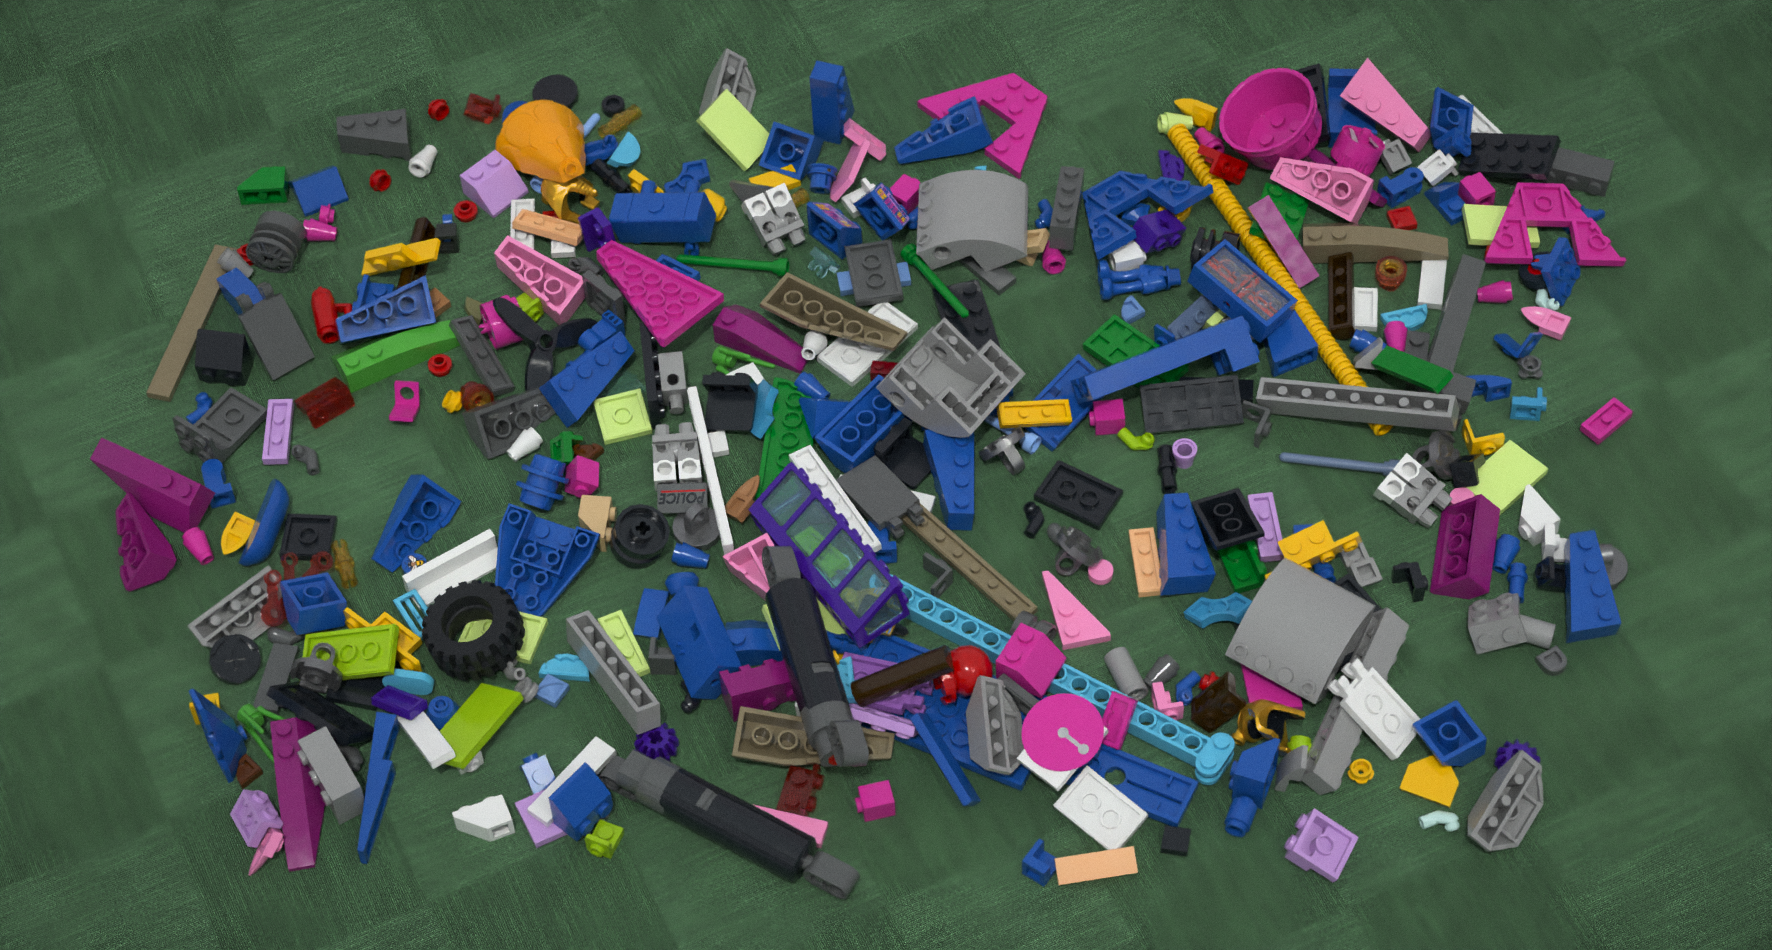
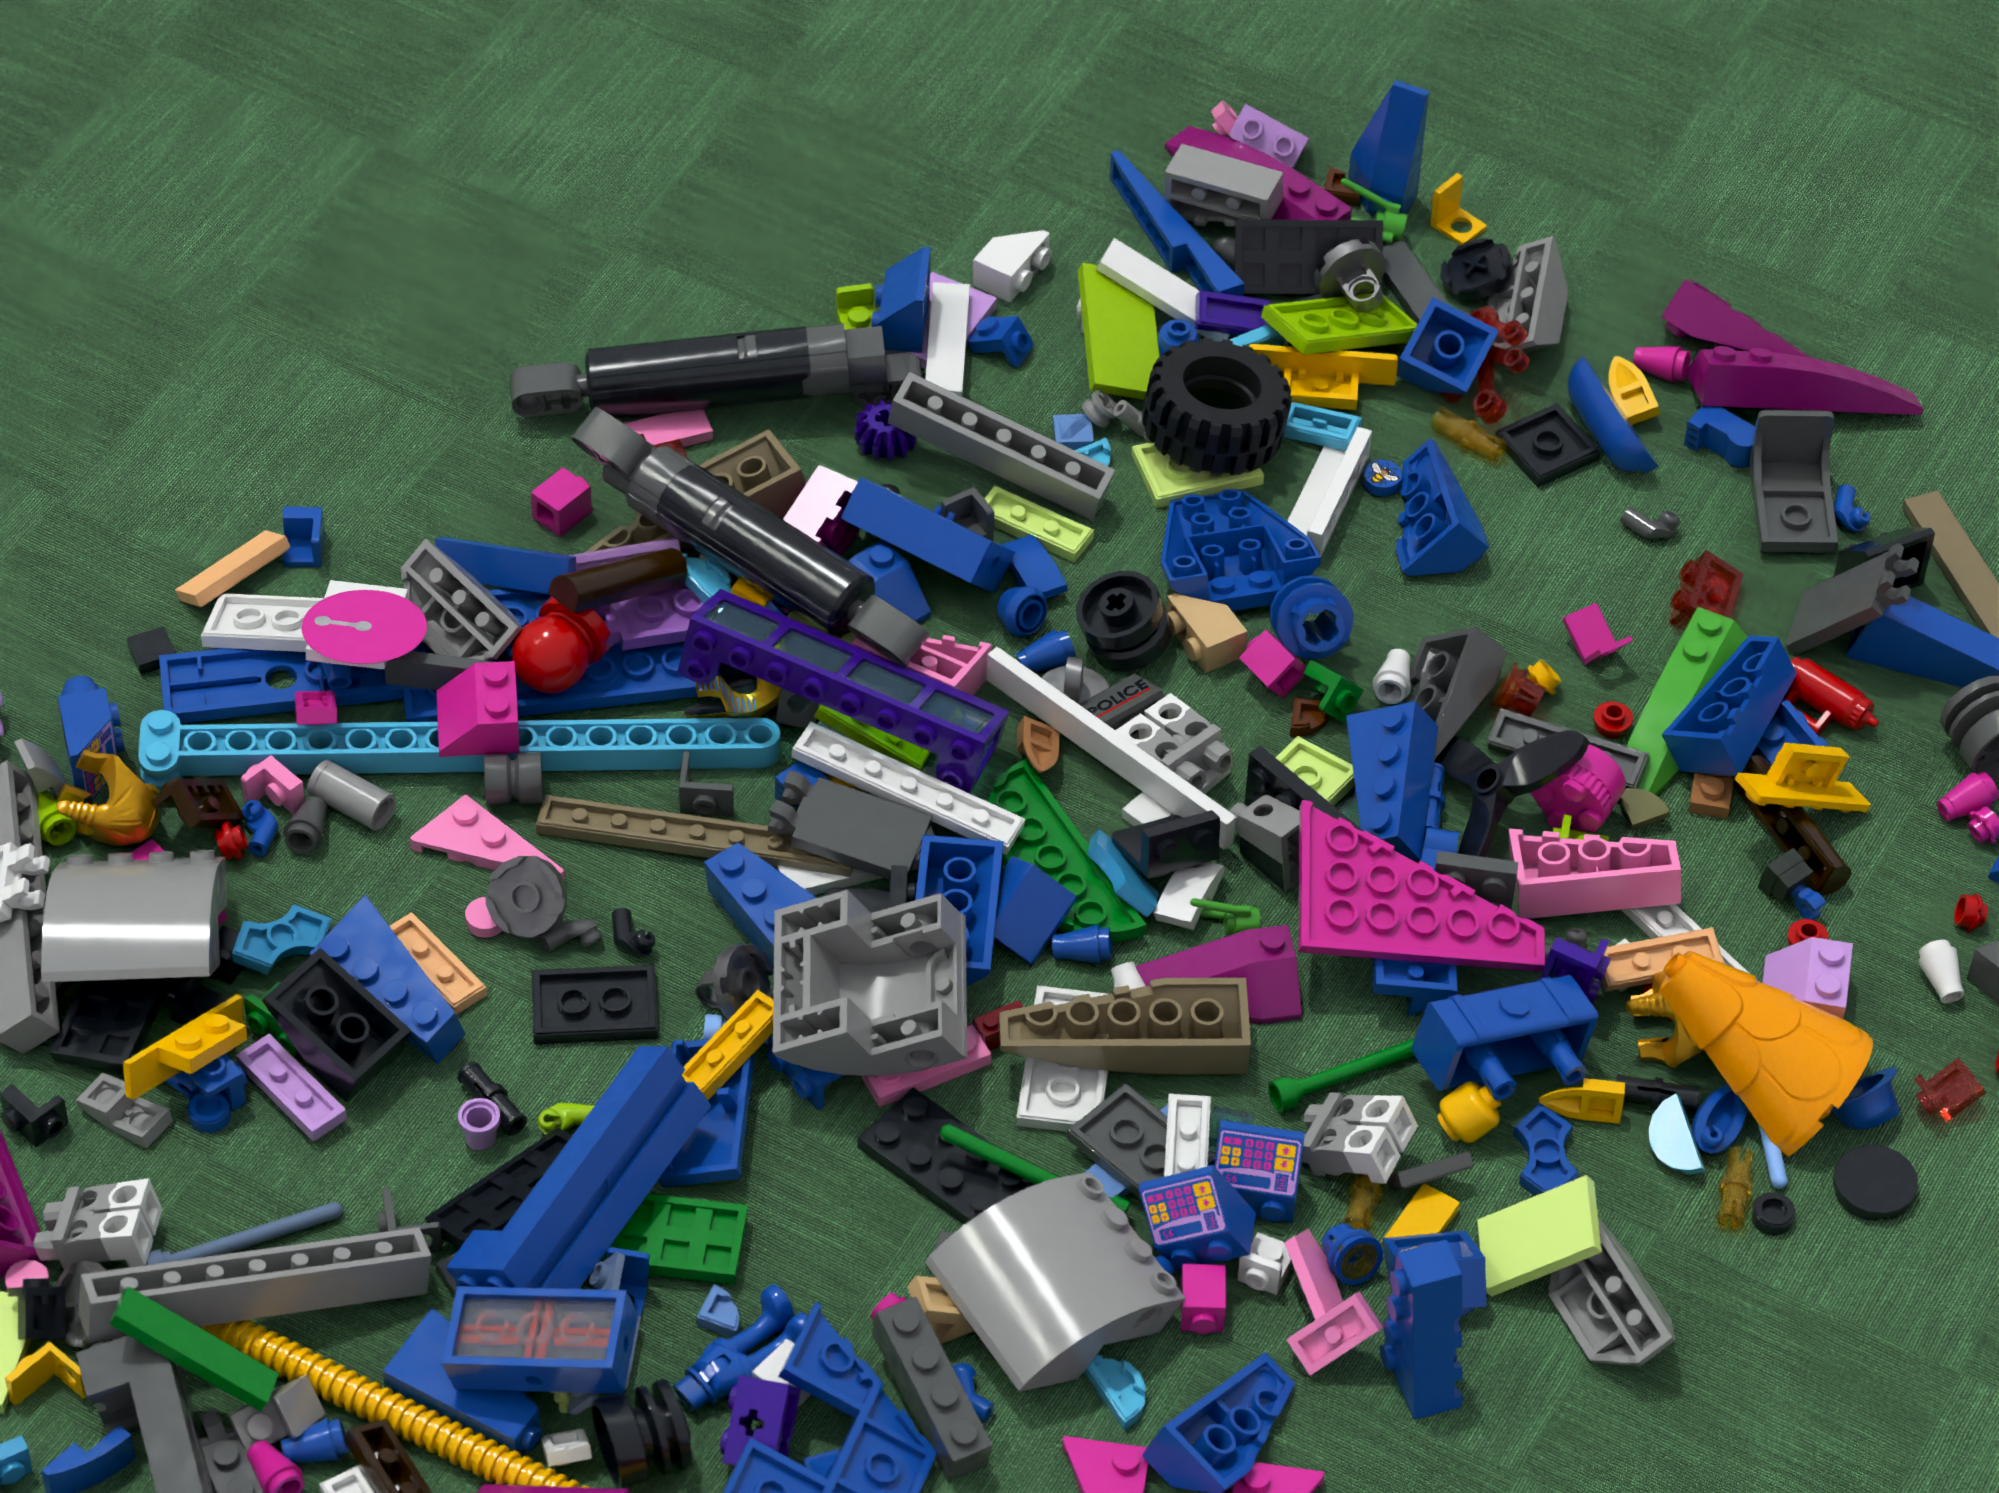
camera: 140 degrees right, 5 degrees down
(278, 431) = (1721, 530): lavender plate -> none
(858, 250) = (1187, 1133): none -> white tile

